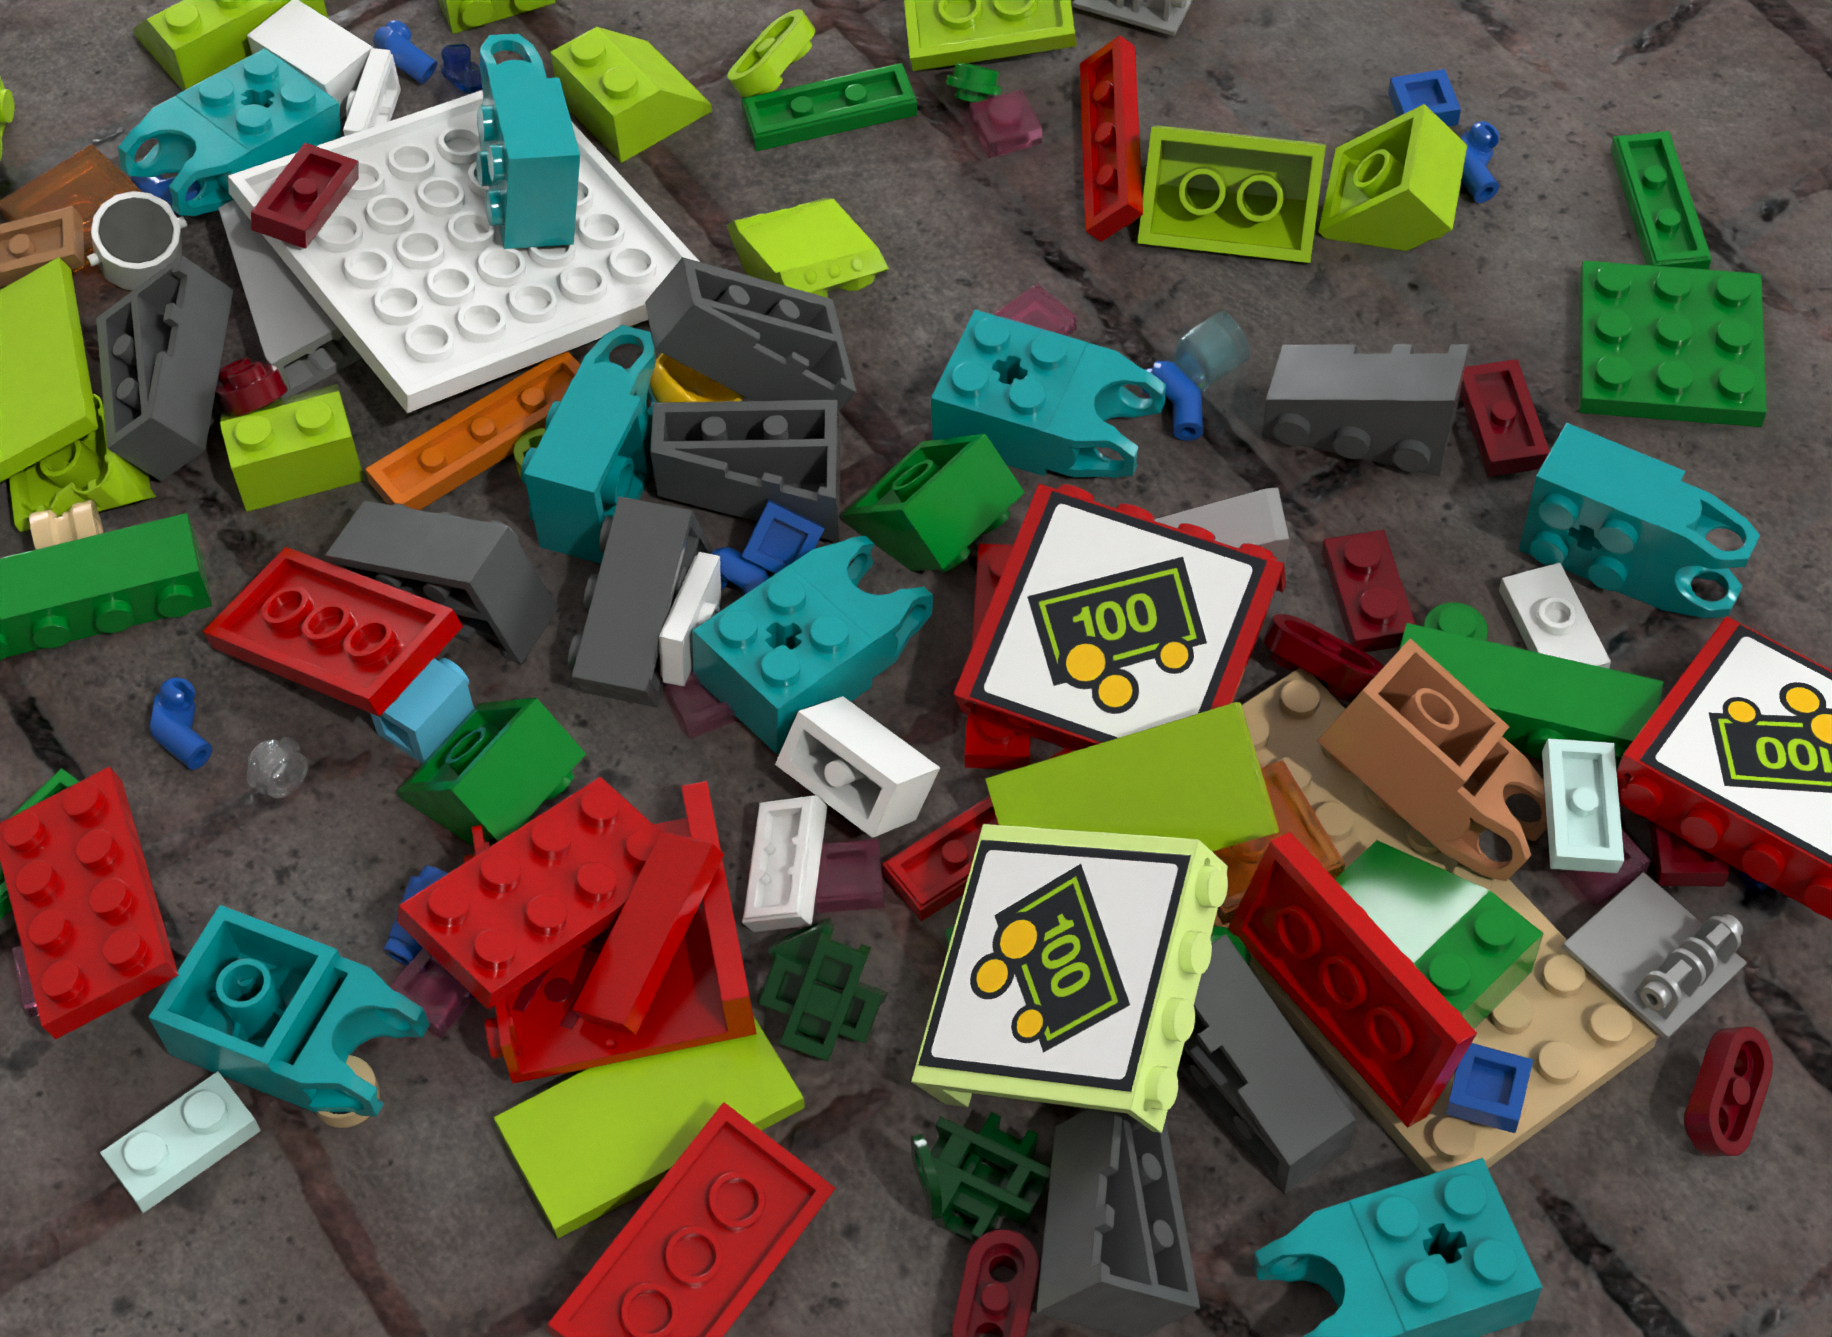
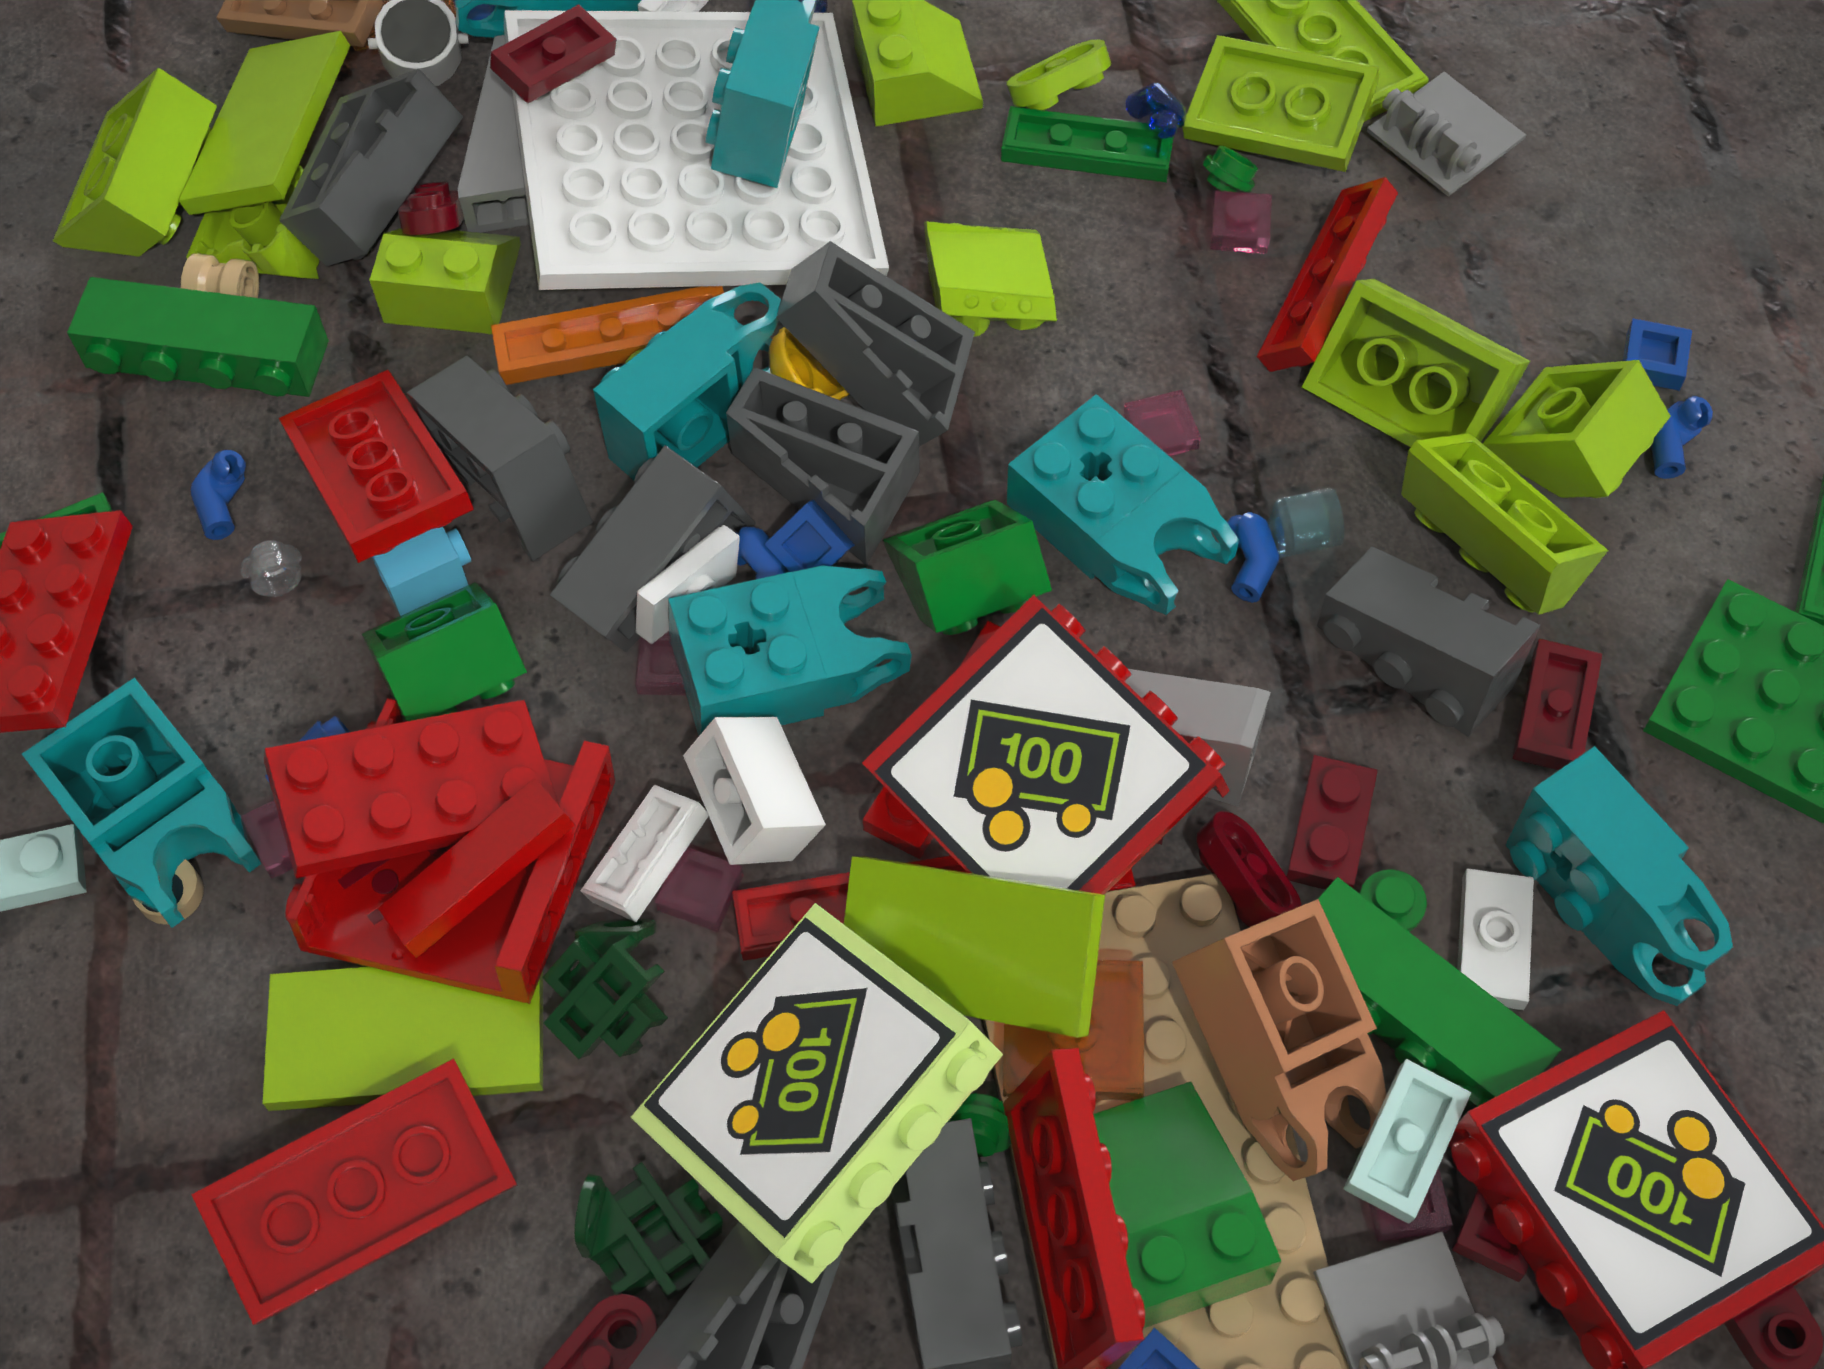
camera: 25 degrees right, 5 degrees up
(878, 43) = (1166, 109): none -> clear blue arm
(1375, 285) = (1499, 521): none -> lime slope

